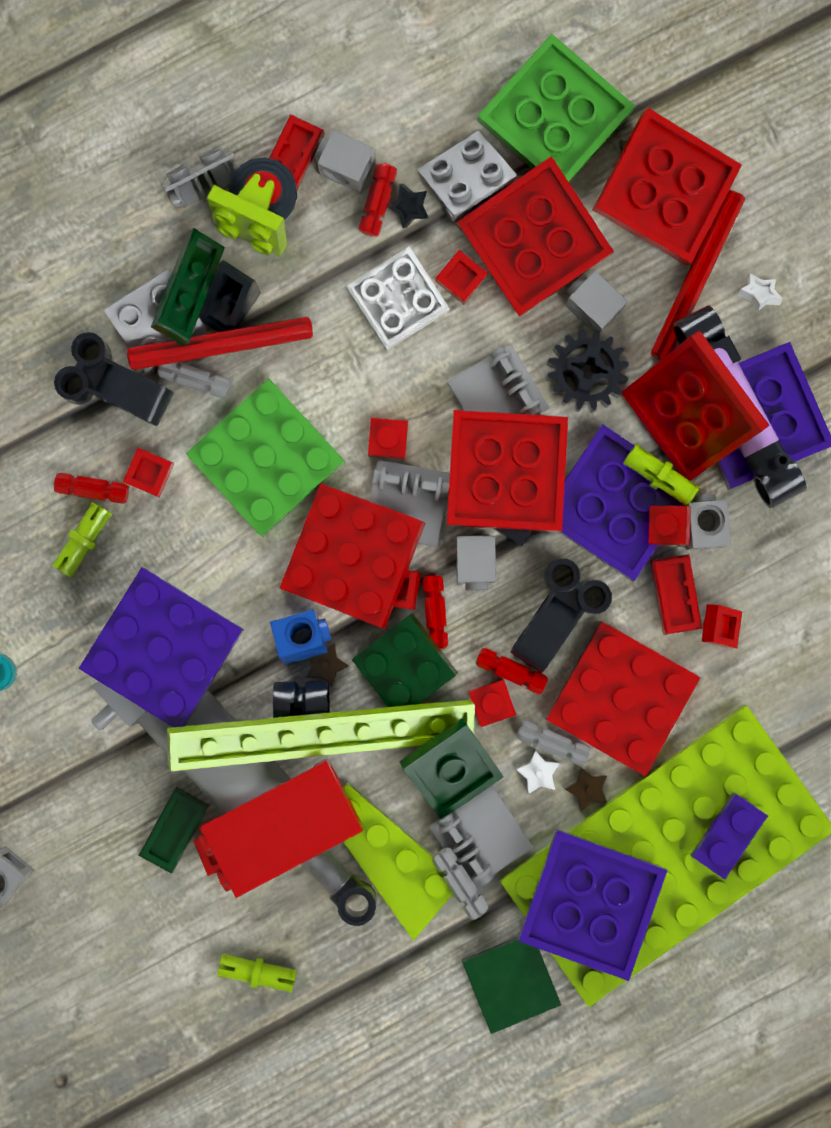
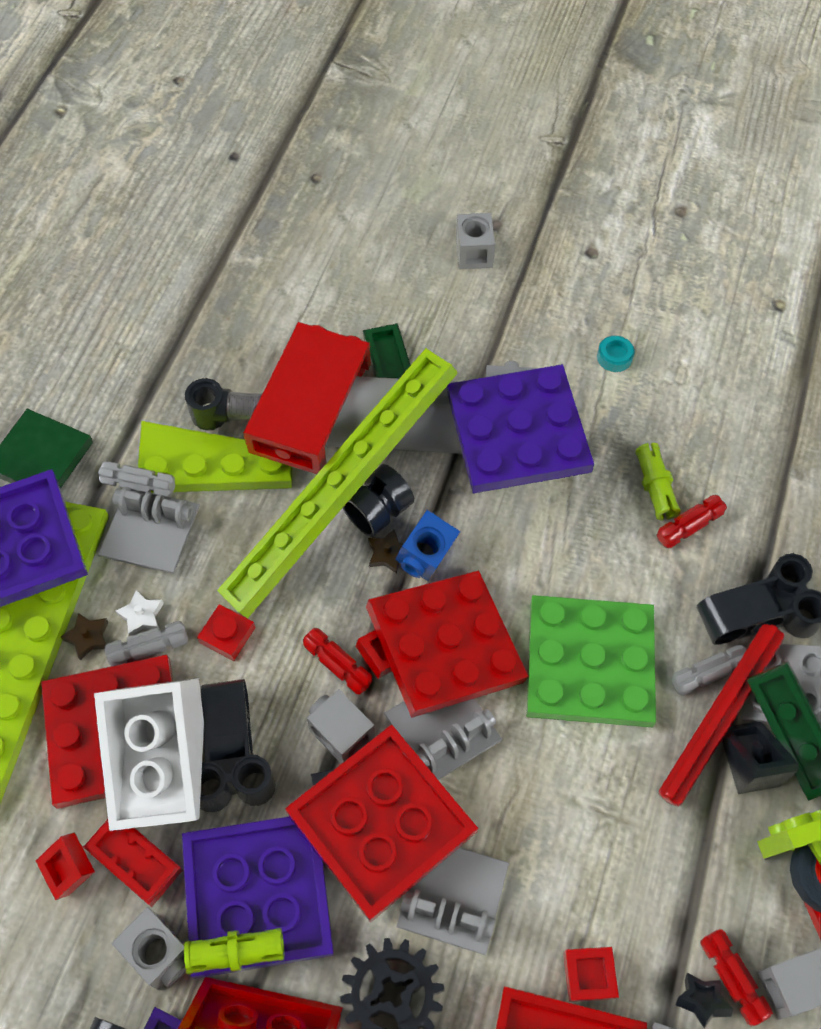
camera: 135 degrees right, 25 degrees down
(148, 472) = (664, 566): red plate -> none
(257, 973) = (241, 320): lime pin -> none
(388, 438) = (510, 766): red plate -> none
(398, 298) = (625, 901): white tile -> none
(405, 664) = (323, 597): dark green plate -> none
(451, 769) = (215, 550): dark green plate -> none
(511, 671) = (233, 667): red axle -> none
(614, 646) = (151, 753): none -> white slope
(669, 525) = (187, 908): red plate -> none

